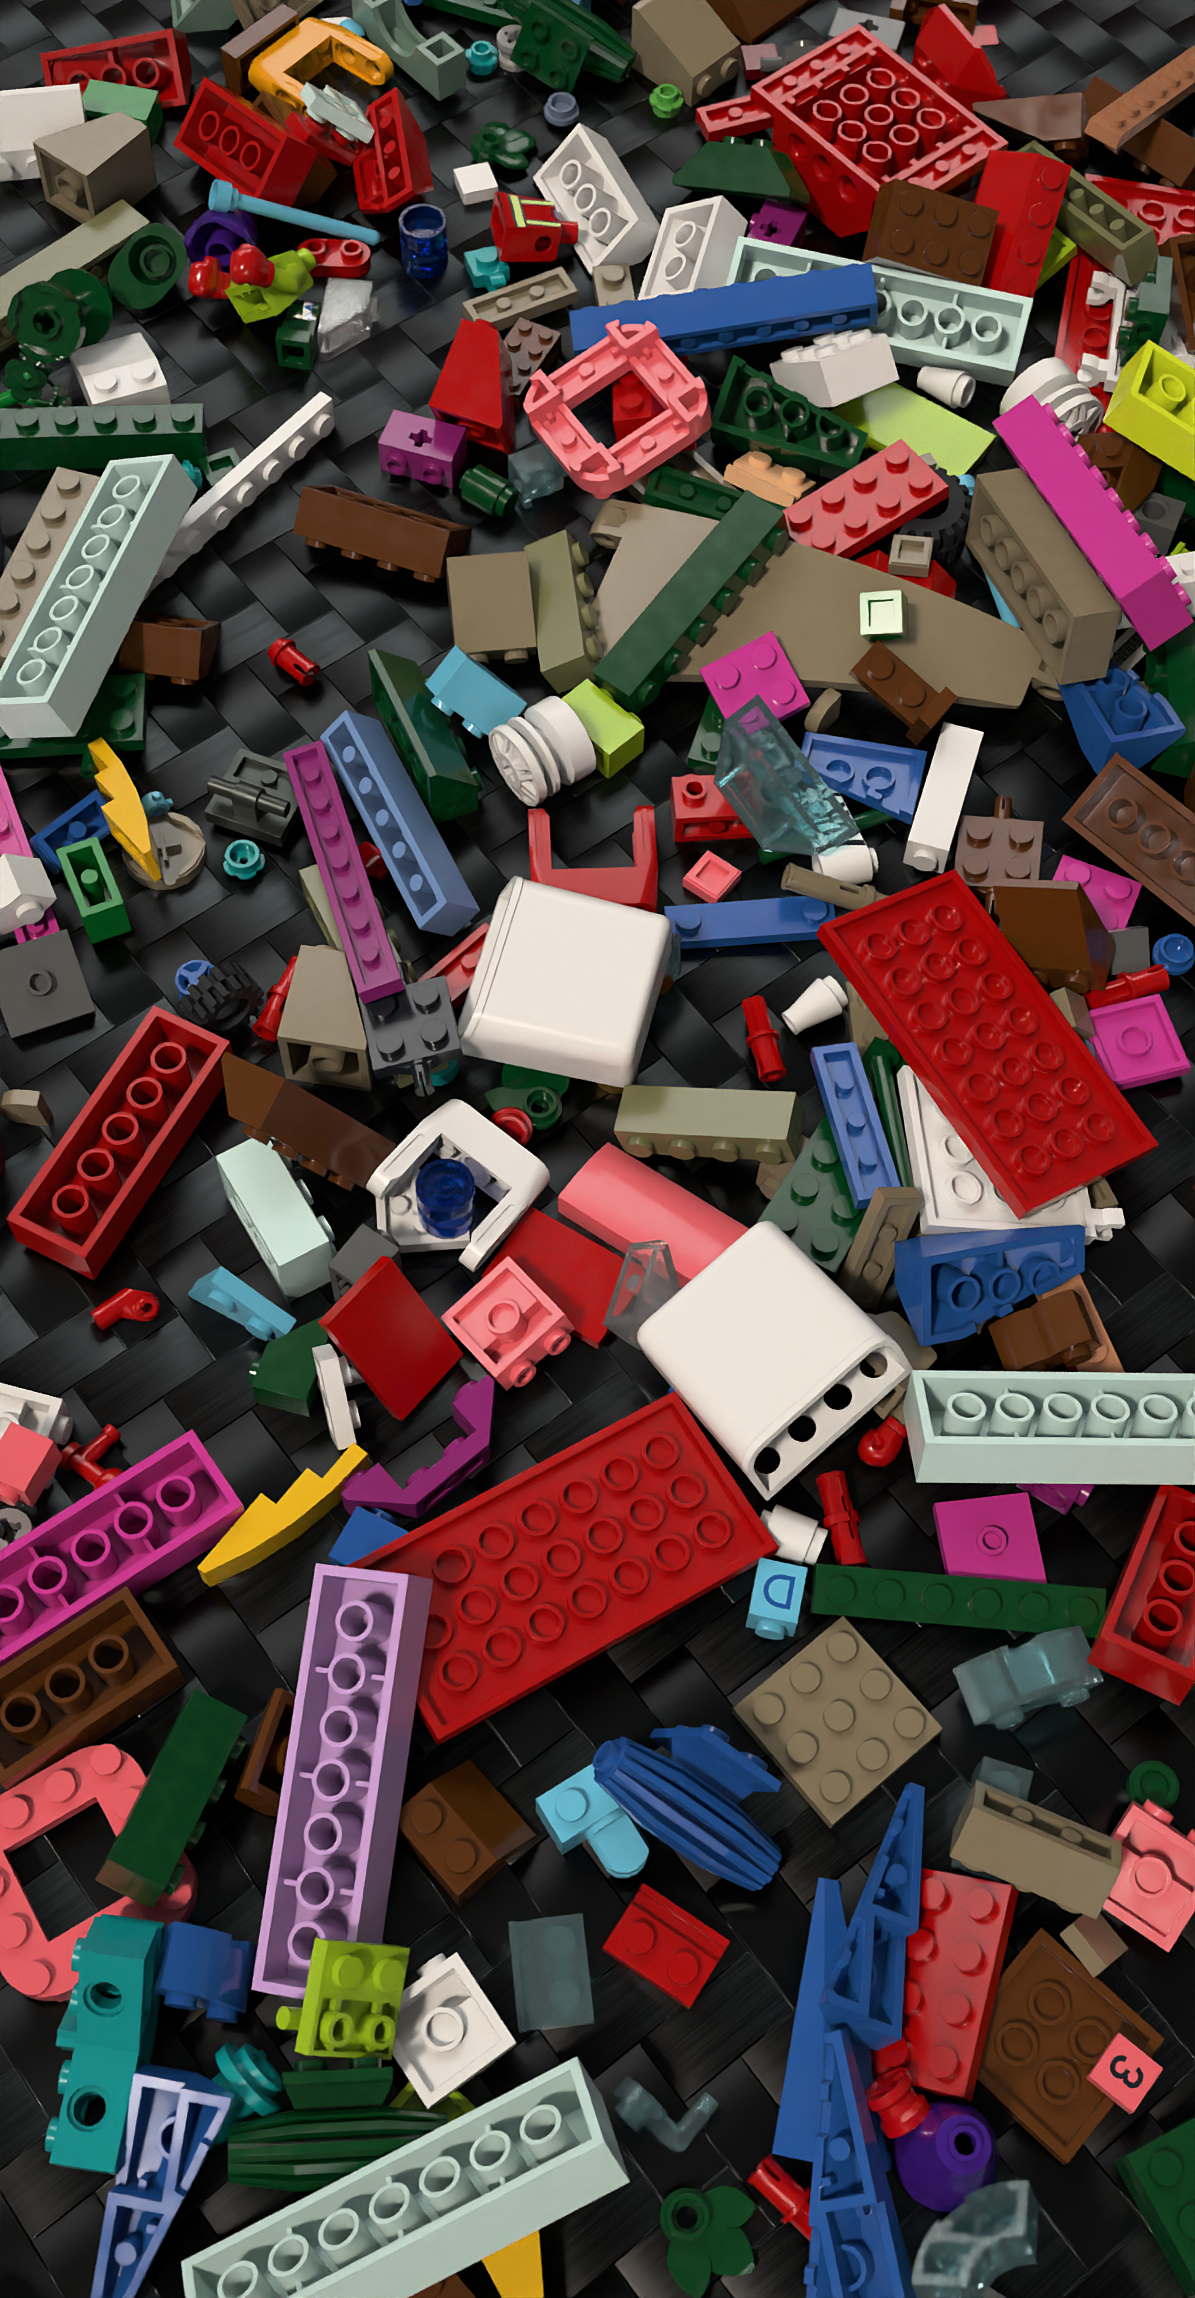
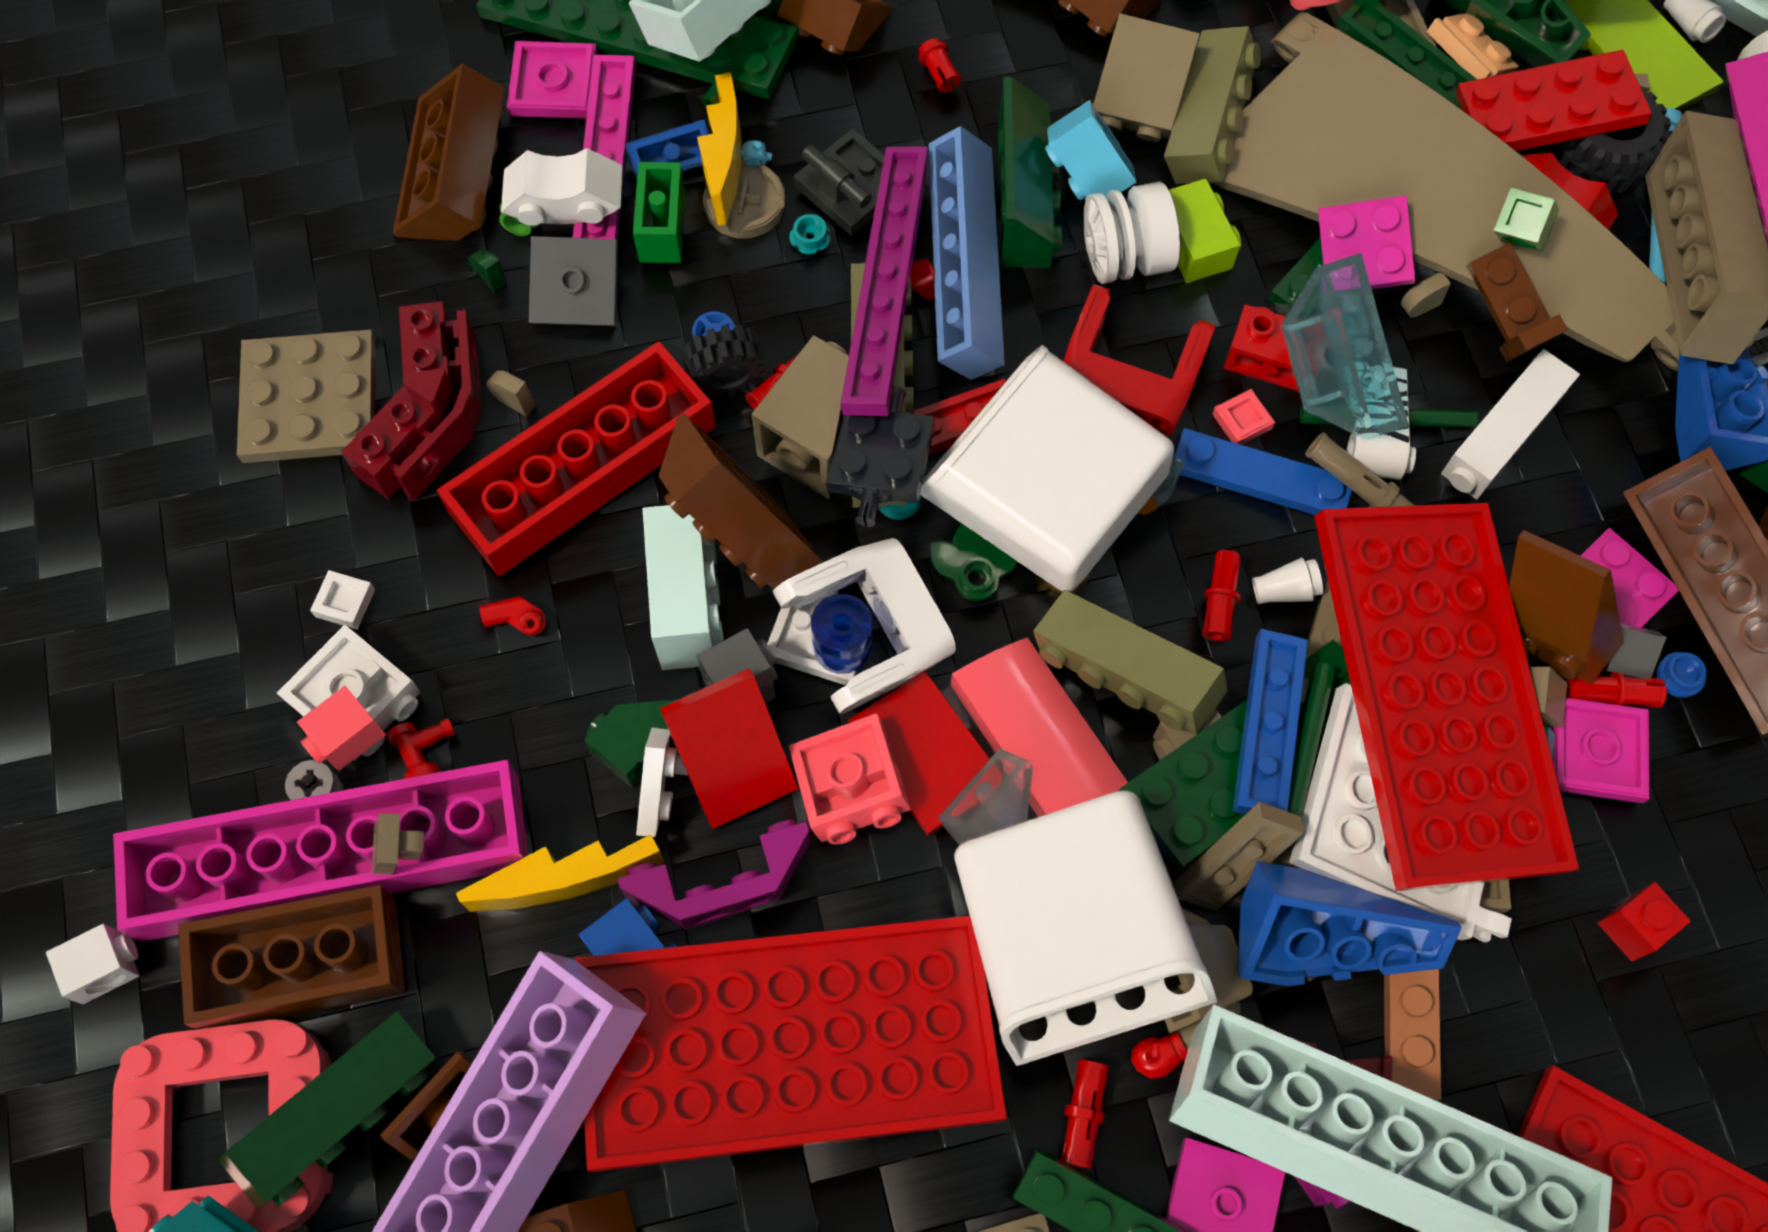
camera: 25 degrees right, 5 degrees up
(125, 1542) = (393, 845): none -> dark tan tile
(242, 1304) = (604, 645): medium azure wing -> none
(514, 1123) = (942, 585): red plate -> none
(692, 602) = (1341, 138): dark green brick -> none
(776, 1599) = (984, 1166): medium azure brick -> none
(795, 1534) = (1030, 1108): white brick -> none
(869, 772) = (1444, 370): blue wing -> none
(910, 555) = (1582, 170): dark tan tile -> none
(997, 849) = (1542, 500): reddish brown plate -> none
(1046, 1334) = (1372, 1018): reddish brown brick -> none

